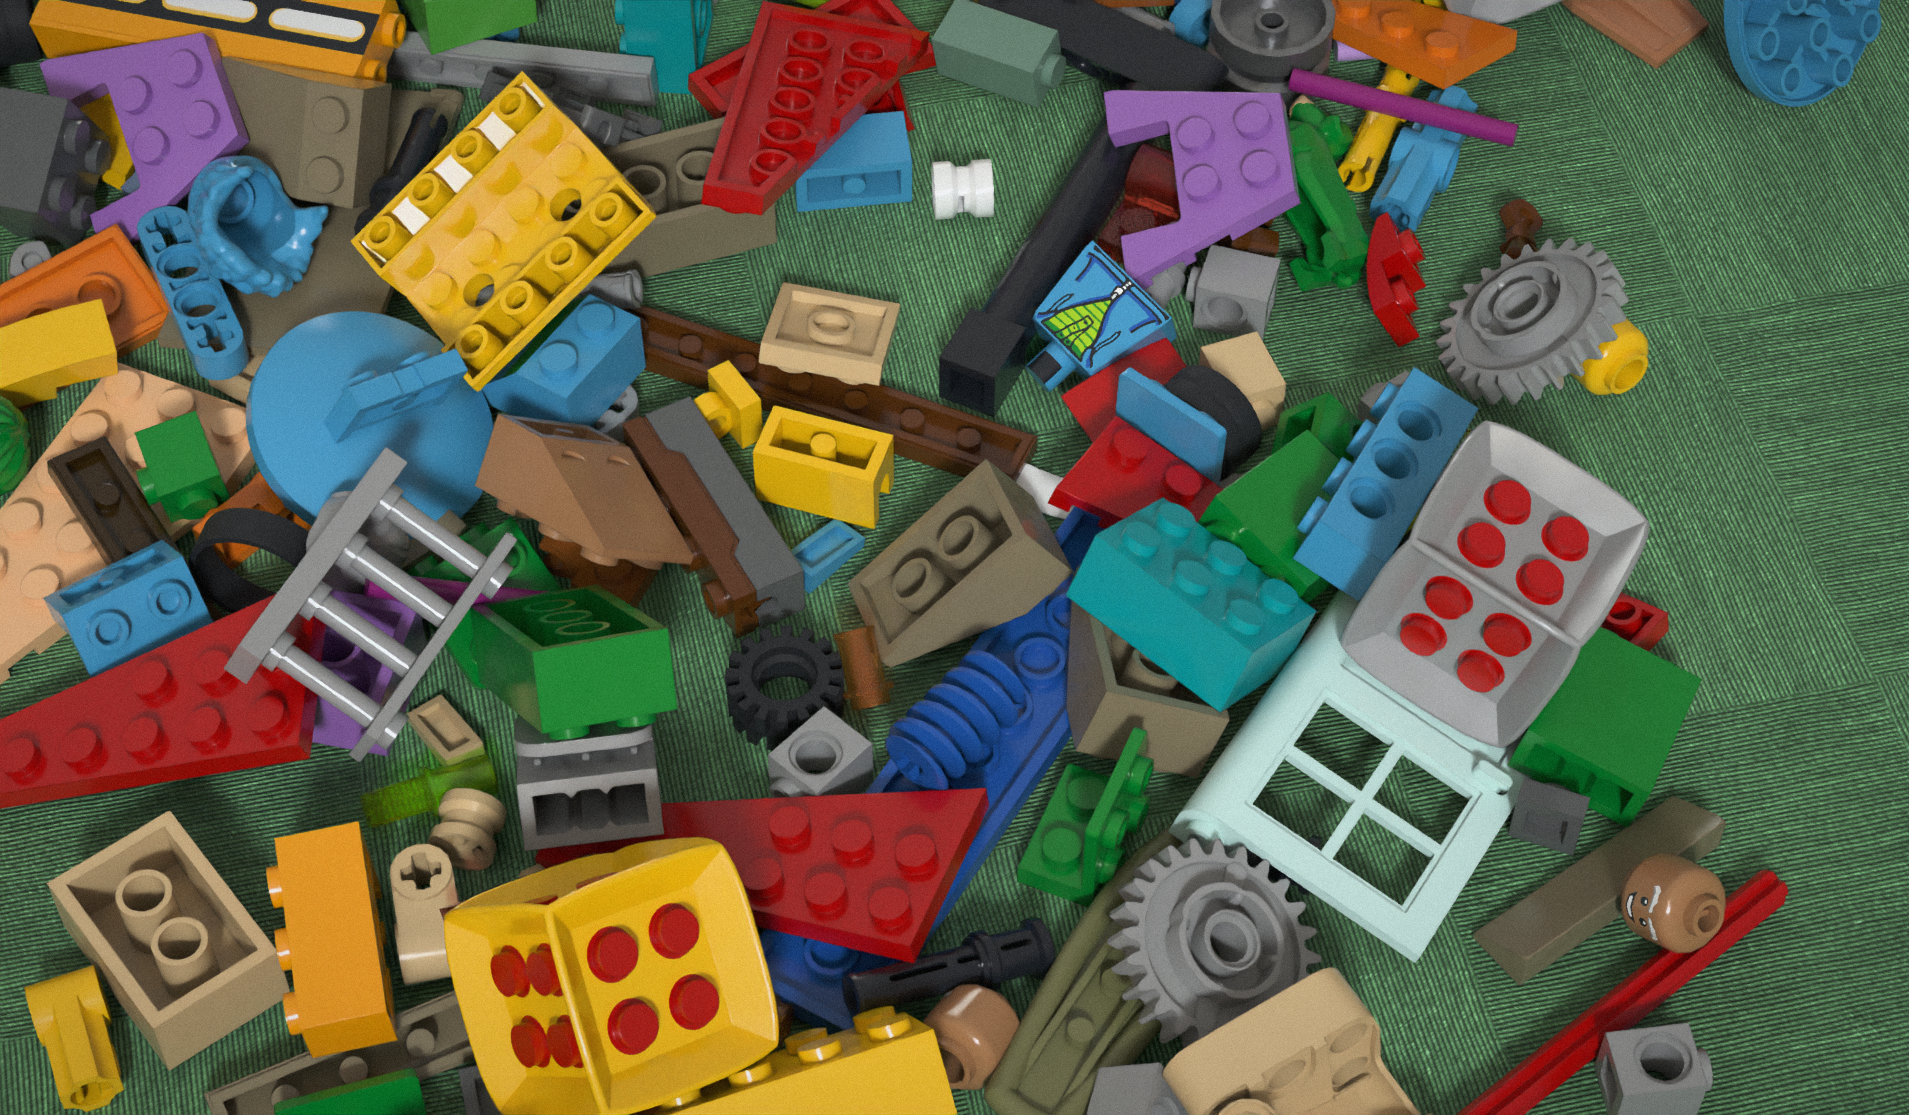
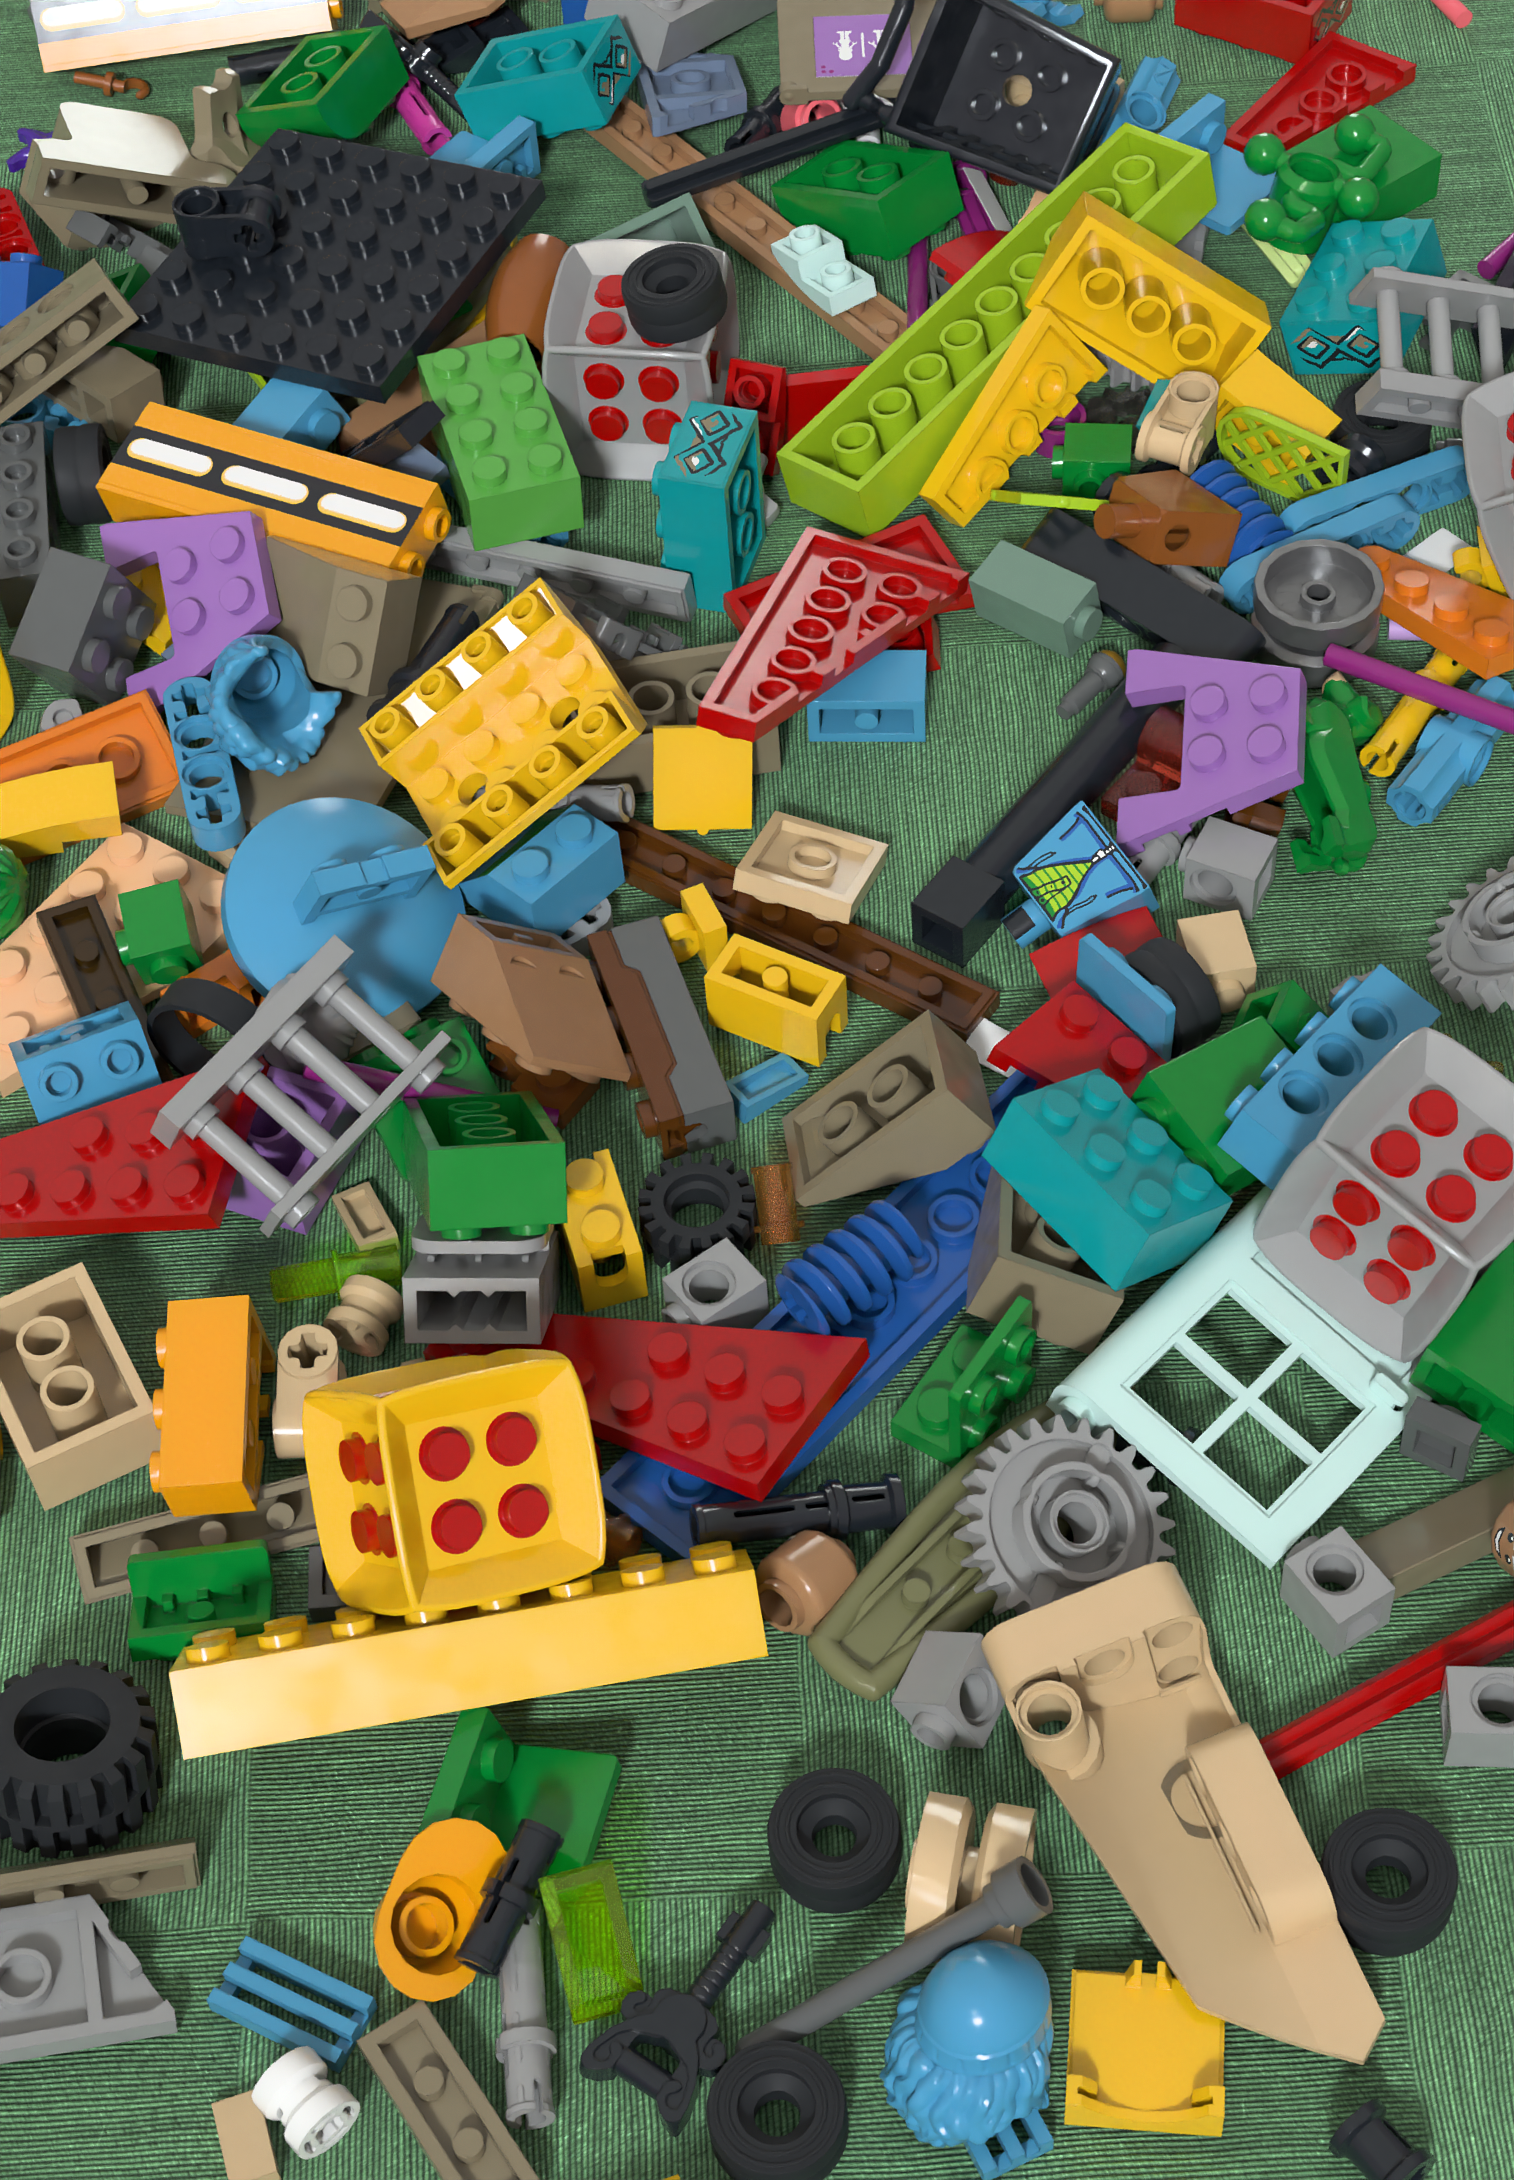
camera: 15 degrees right, 0 degrees up
(699, 716) = (600, 1228): none -> yellow brick
(704, 258) = (700, 780): none -> yellow piece
(962, 189) = (973, 734): white wheel -> none
(1073, 117) = (1103, 672): none -> dark grey piece
(1394, 277) = (1394, 868): red slope -> none
(1477, 1000) = (1340, 1617): none -> light grey brick

